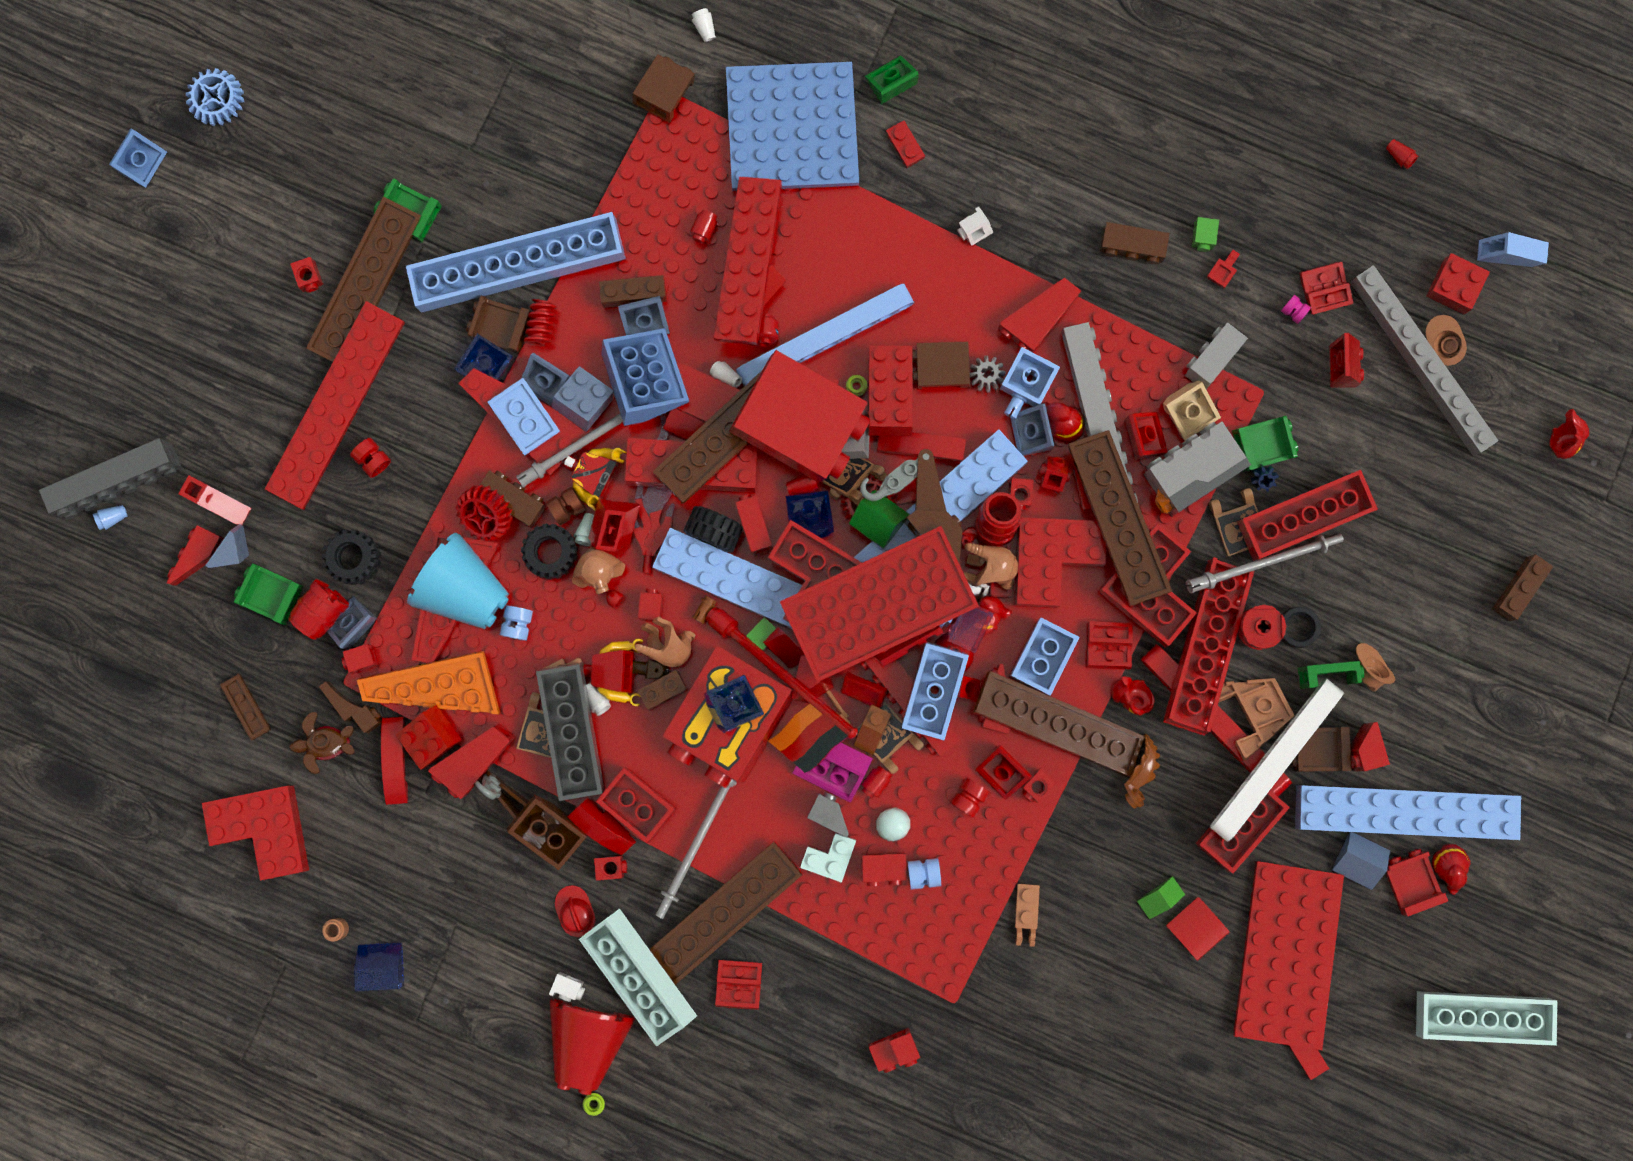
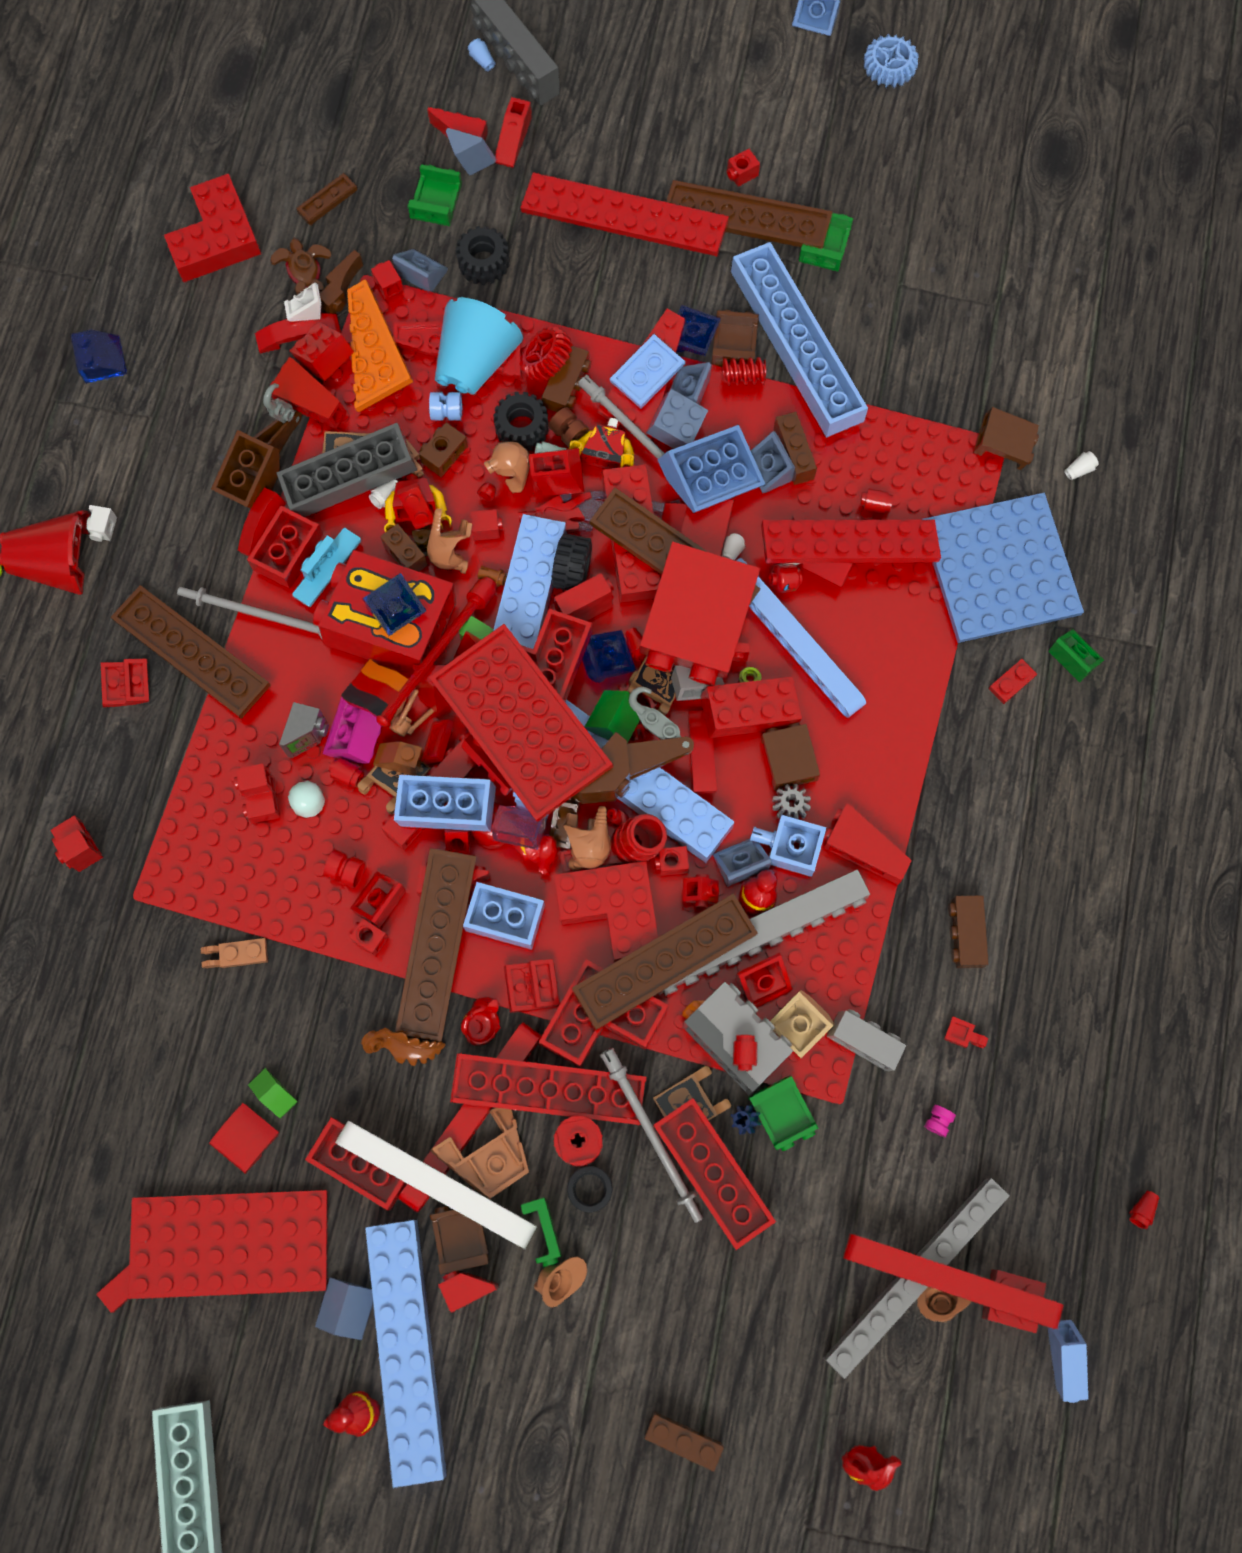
camera: 75 degrees right, 10 degrees down
(317, 610) = (427, 235): red piece -> none
(335, 929) = (128, 309): nougat brick -> none
(365, 452) = (580, 253): red wheel -> none
(370, 745) = (304, 305): none -> white slope
(555, 622) = (438, 460): none -> reddish brown brick
(574, 911) = (177, 518): red piece -> none
(600, 867) = (217, 533): red brick -> none
(626, 668) = (416, 505): none -> red plate
(638, 977) = (116, 582): light aqua brick -> none
(666, 775) = (320, 566): none -> medium azure bracket
(832, 863) = (256, 743): light aqua brick -> none
(924, 873) = (258, 835): light blue wheel -> none
(975, 227) = (943, 764): white brick -> none
(1205, 234) = (997, 1005): bright green brick -> none
(1218, 463) = (745, 1052): none -> red brick
(1326, 287) = (972, 1152): red slope -> none
(1345, 362) = (894, 1187): red slope -> none
(1414, 883) = (329, 1374): red panel -> none
(1438, 330) = (953, 1281): none -> red beam

